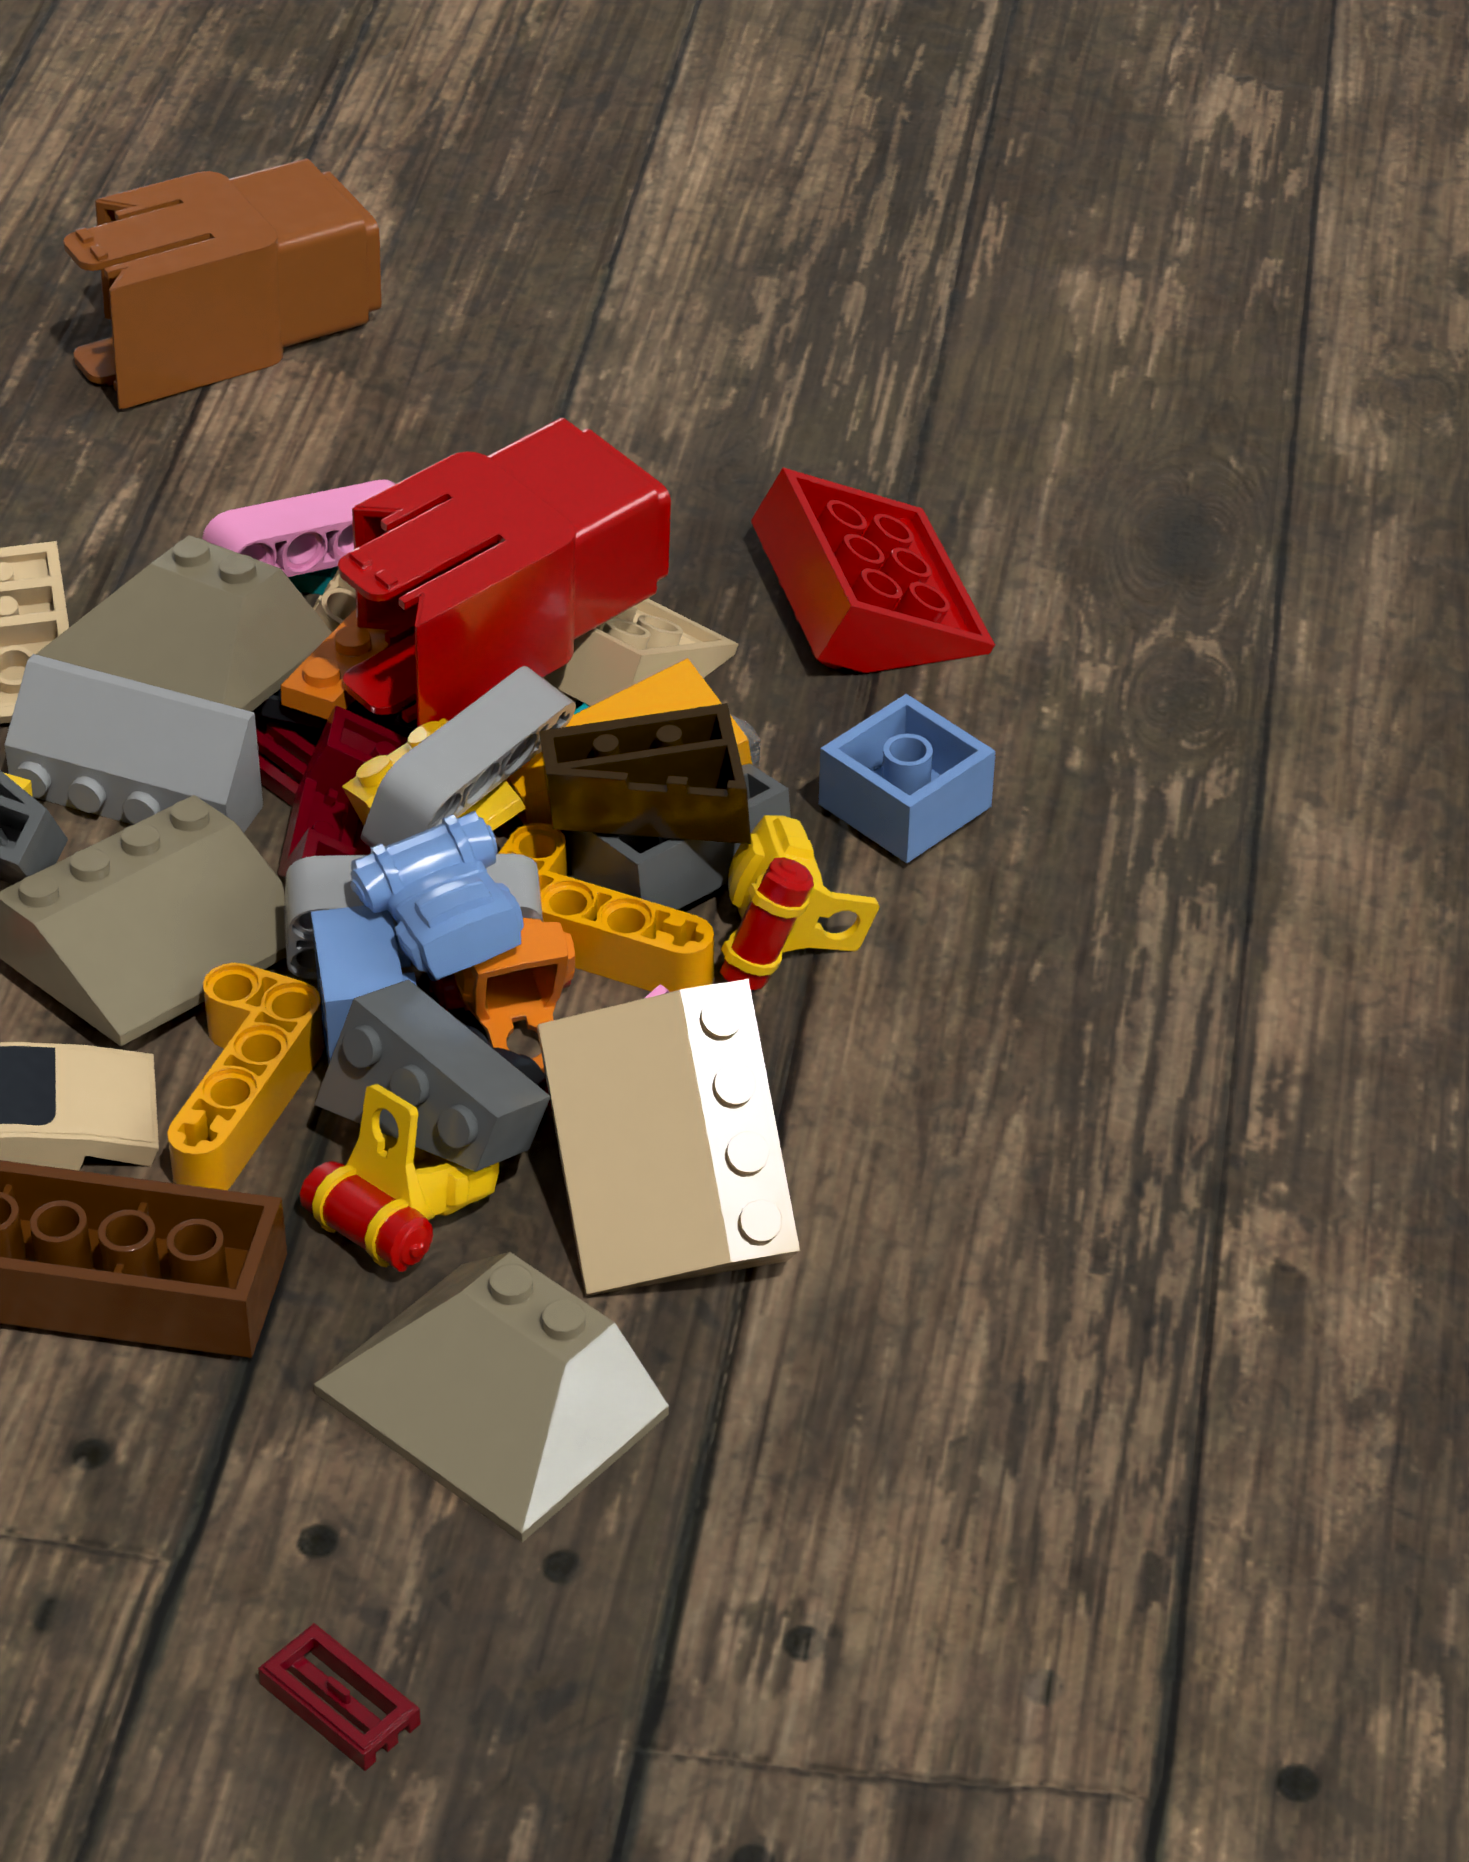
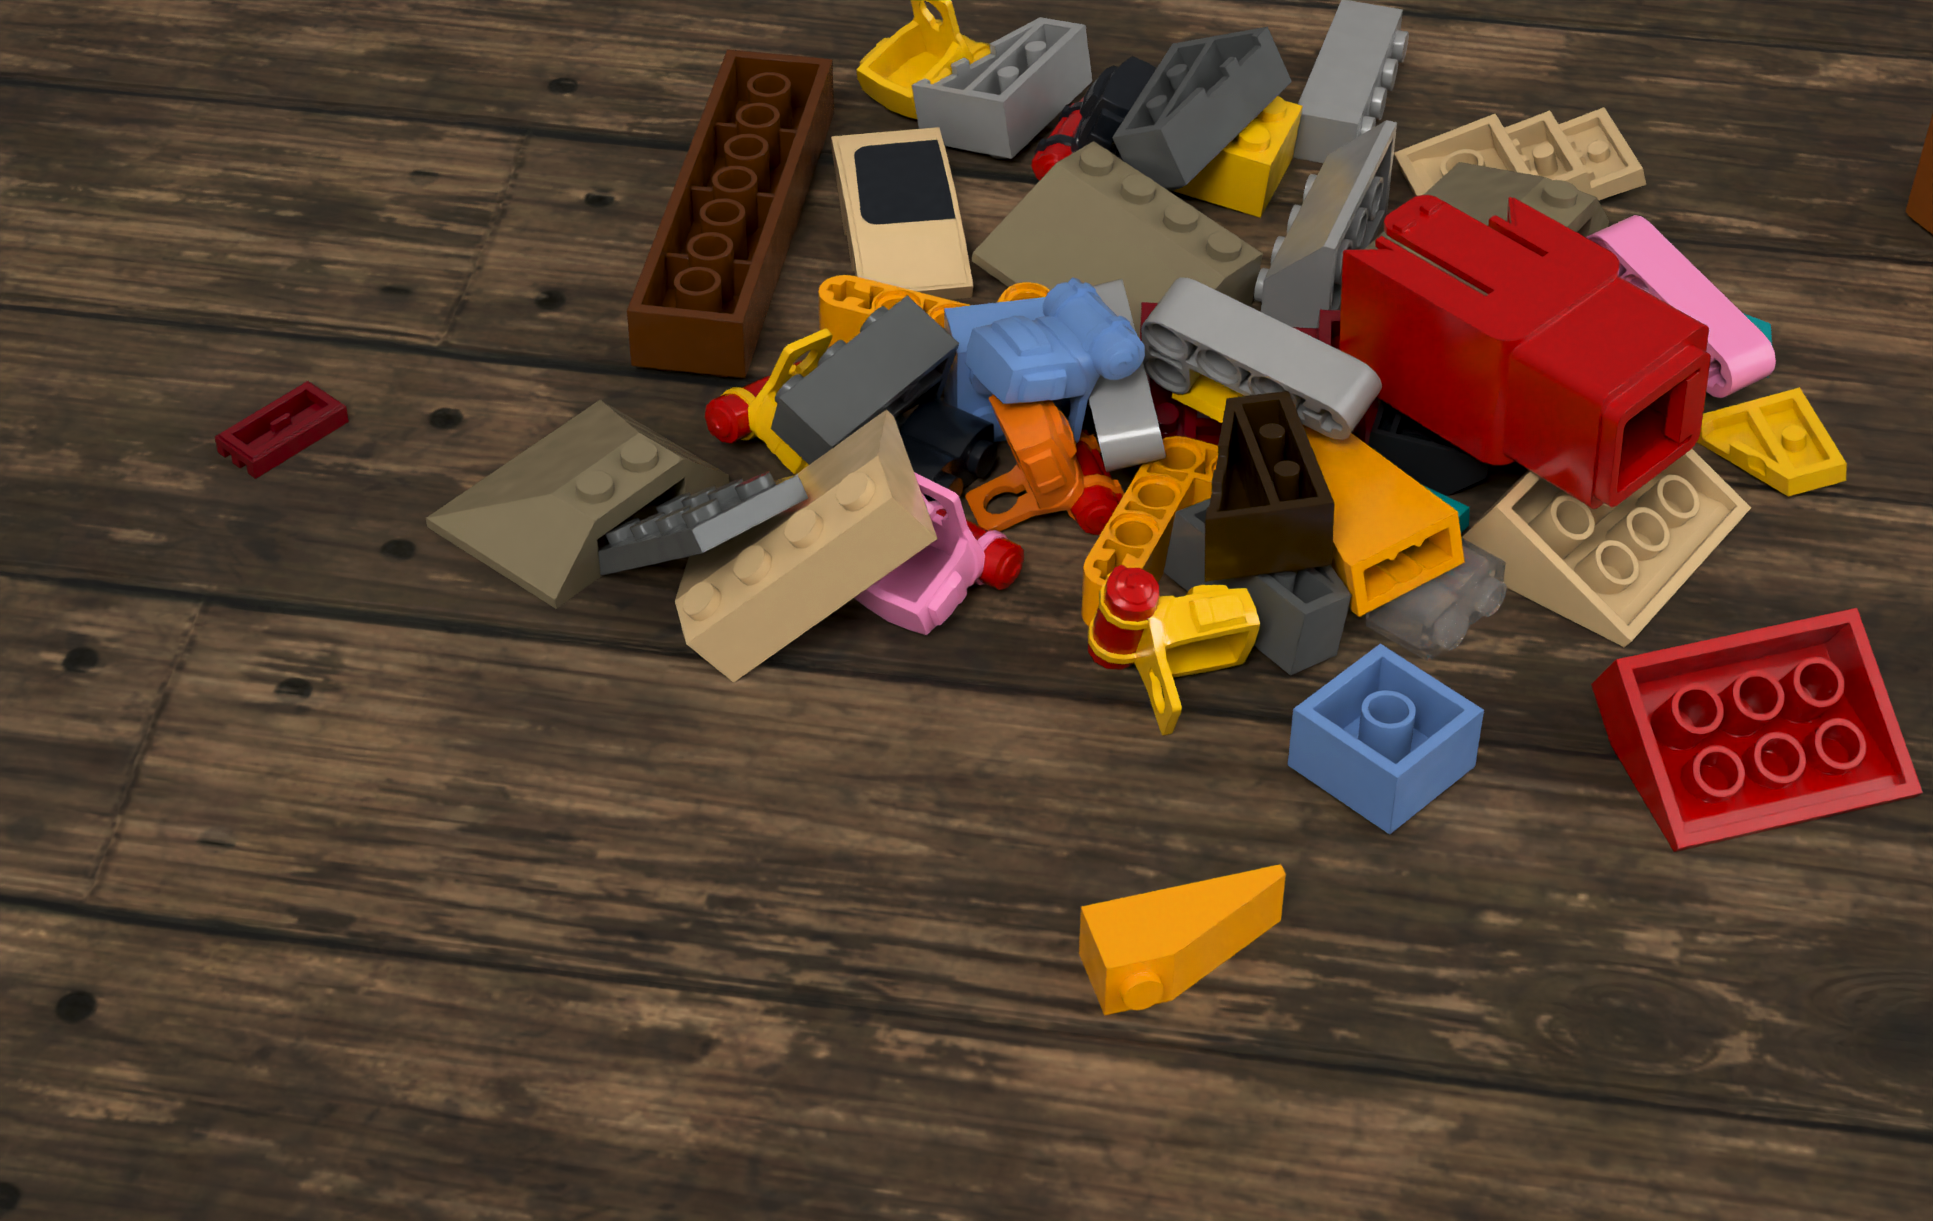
camera: 90 degrees right, 0 degrees up
(659, 1207) = (698, 521): none -> dark grey plate
(1150, 934) = (1168, 939): none -> light orange slope

